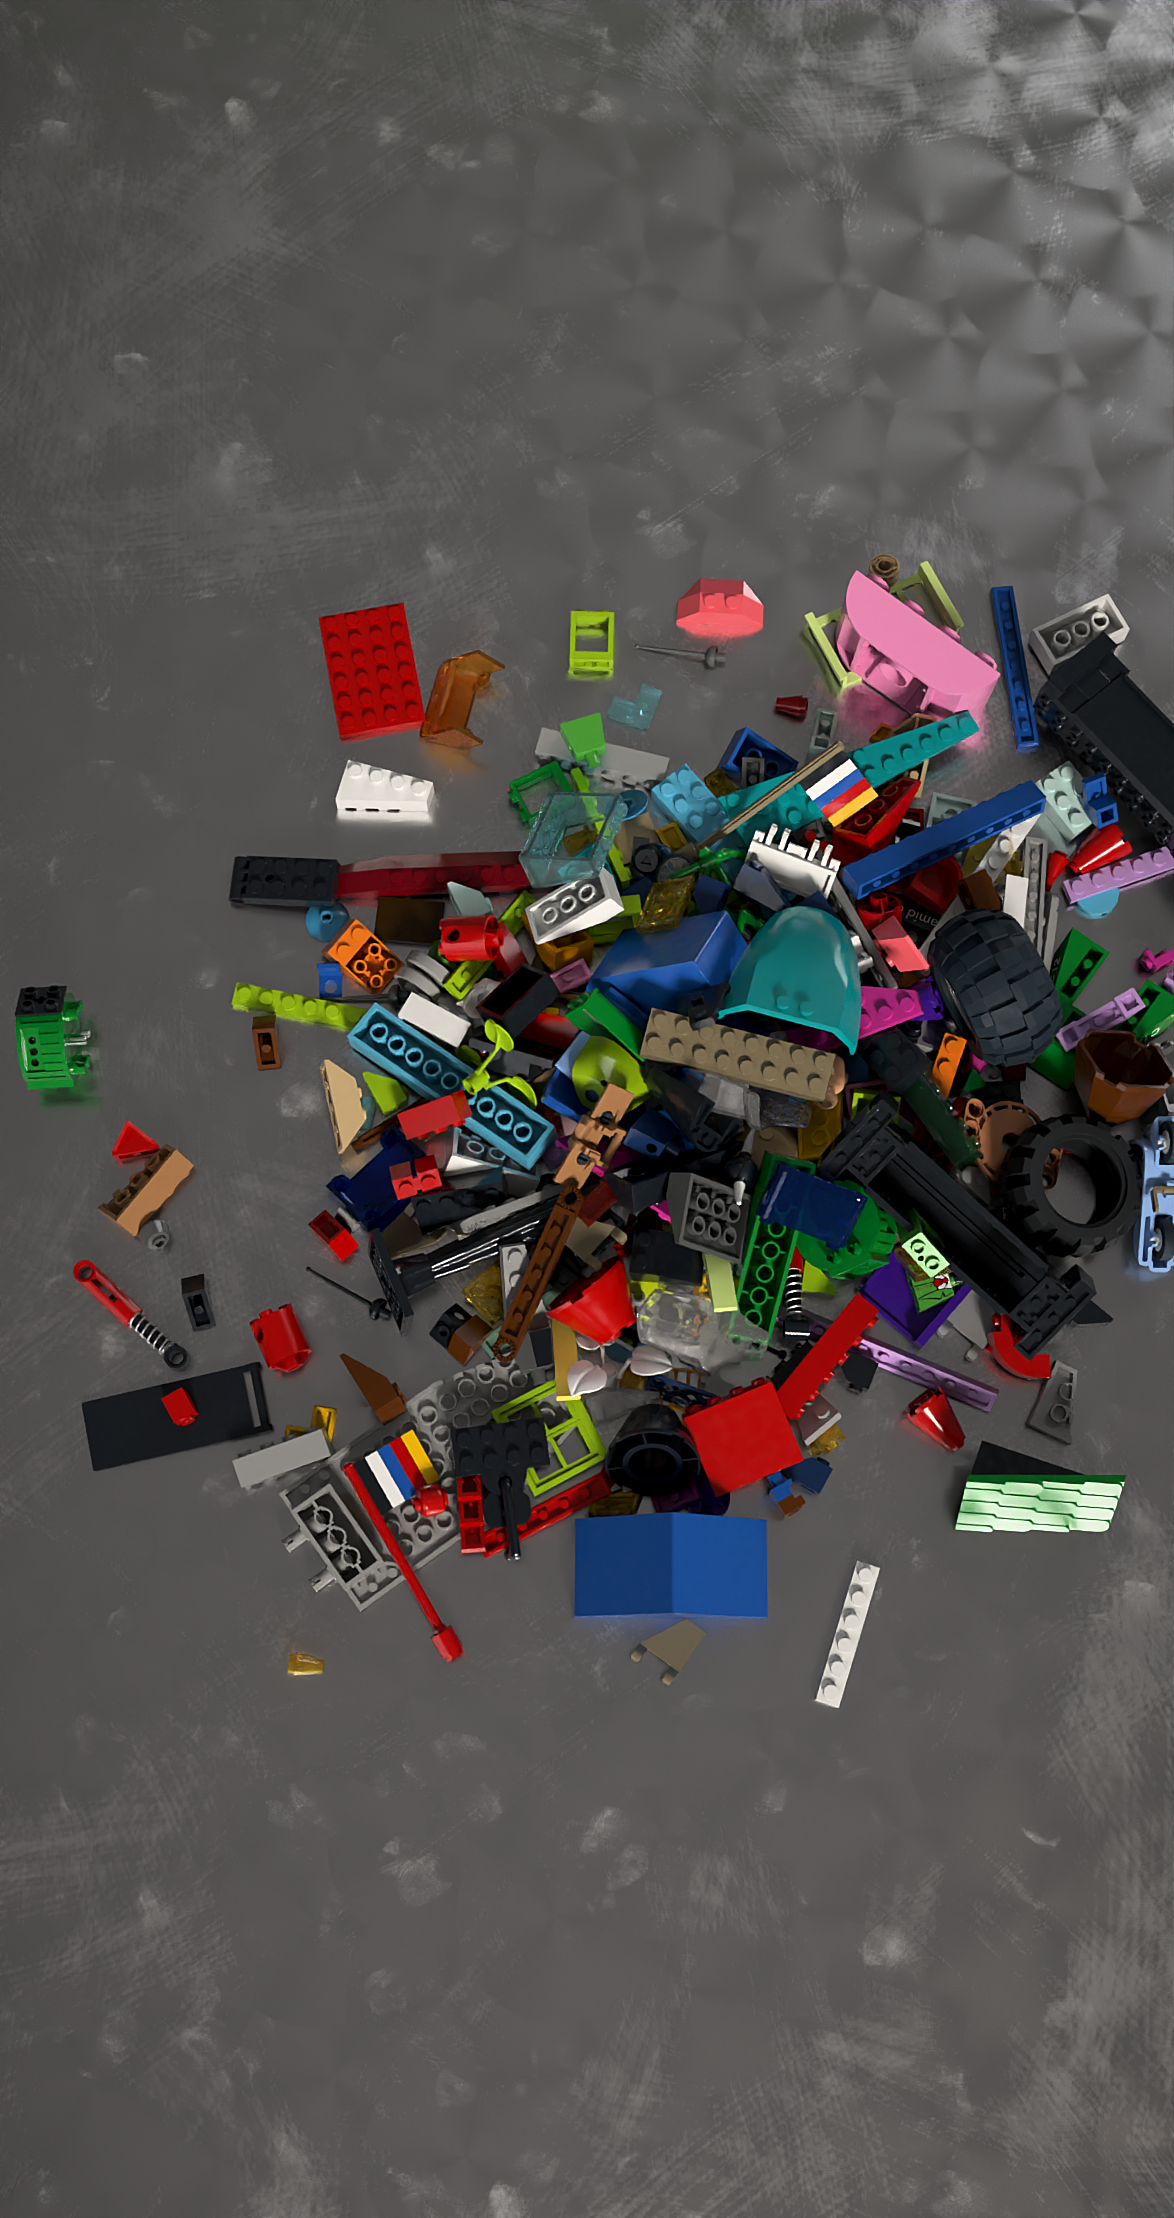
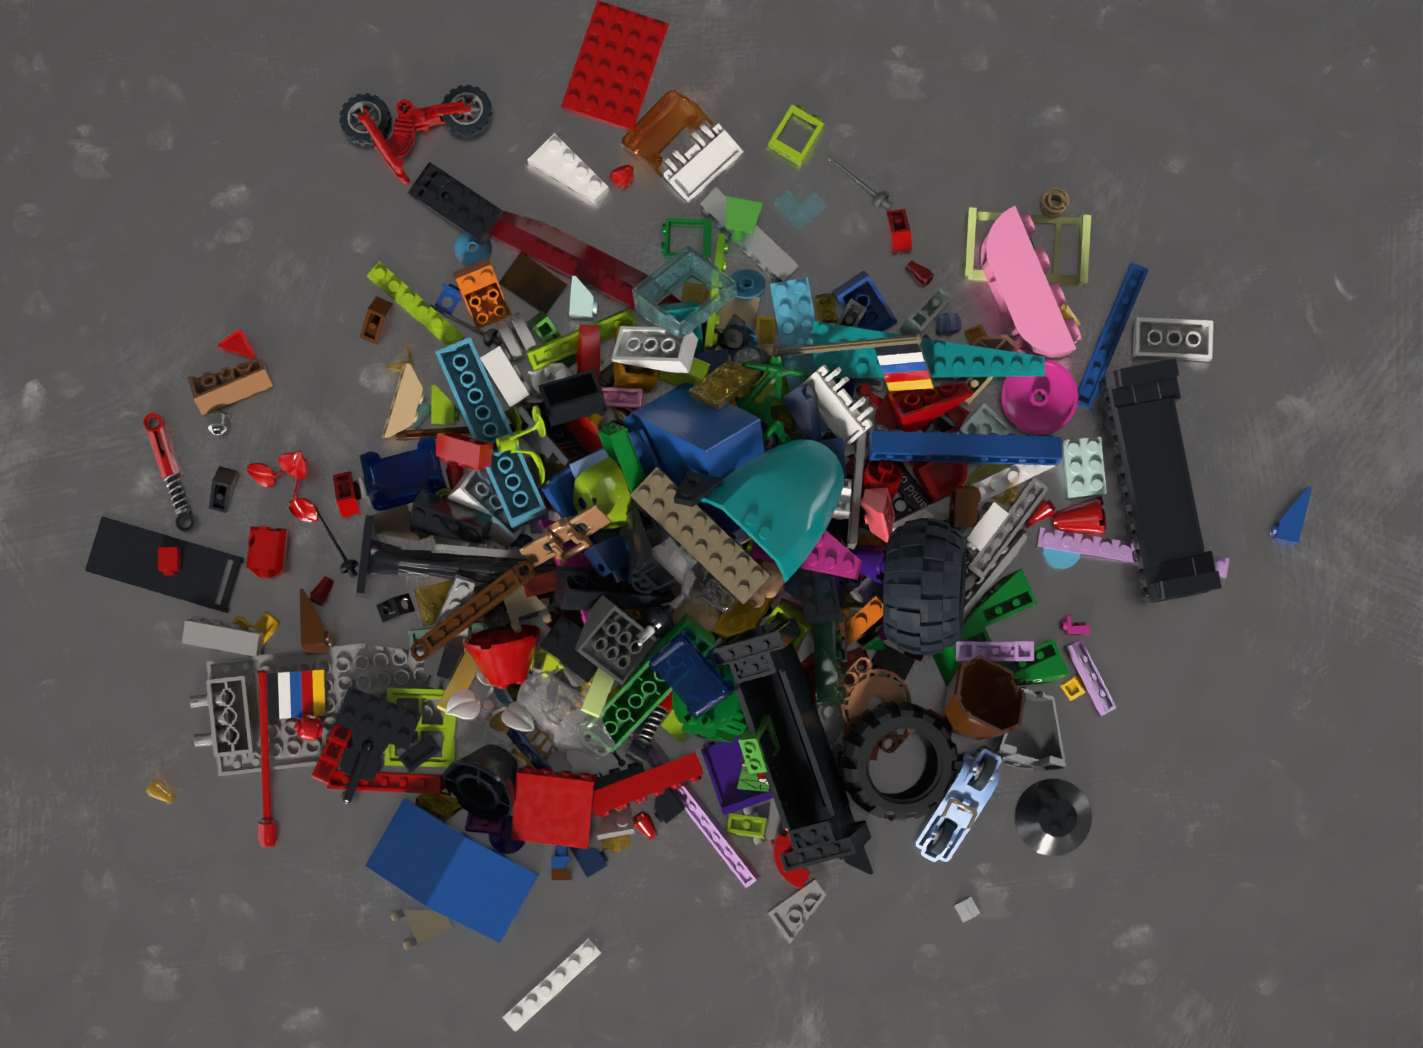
camera: 30 degrees right, 10 degrees up
(50, 1037) = (216, 235): green piece -> none
(194, 824) = (449, 112): none -> piece
(264, 1231) = (296, 466): none -> red plant
(315, 1076) = (398, 366): none -> clear yellow bracket
(363, 1349) = (321, 591): none -> red cone
(427, 1177) = (432, 494): red piece -> none
(437, 1148) = (454, 474): none -> red cone
(441, 767) = (623, 175): none -> red cone
(468, 1339) = (402, 625): reddish brown slope -> none
(470, 938) = (564, 330): red cylinder -> none
(515, 712) = (703, 163): none -> white hinge
(565, 1461) = (419, 753): none -> black tile
(711, 894) = (760, 397): dark blue slope -> none
(720, 604) = (913, 159): coral wedge -> none
(748, 675) = (899, 230): none -> red slope
(846, 1404) = (645, 825): none -> red cone
(851, 736) = (948, 323): none -> light blue piece
(936, 1418) = (702, 871): red cone -> none
(952, 1344) = (747, 825): none -> lime plate
(1003, 758) = (1051, 413): none -> dark pink dish
(1029, 1493) = (732, 960): piece -> none
(1096, 802) = (1097, 484): blue brick -> none

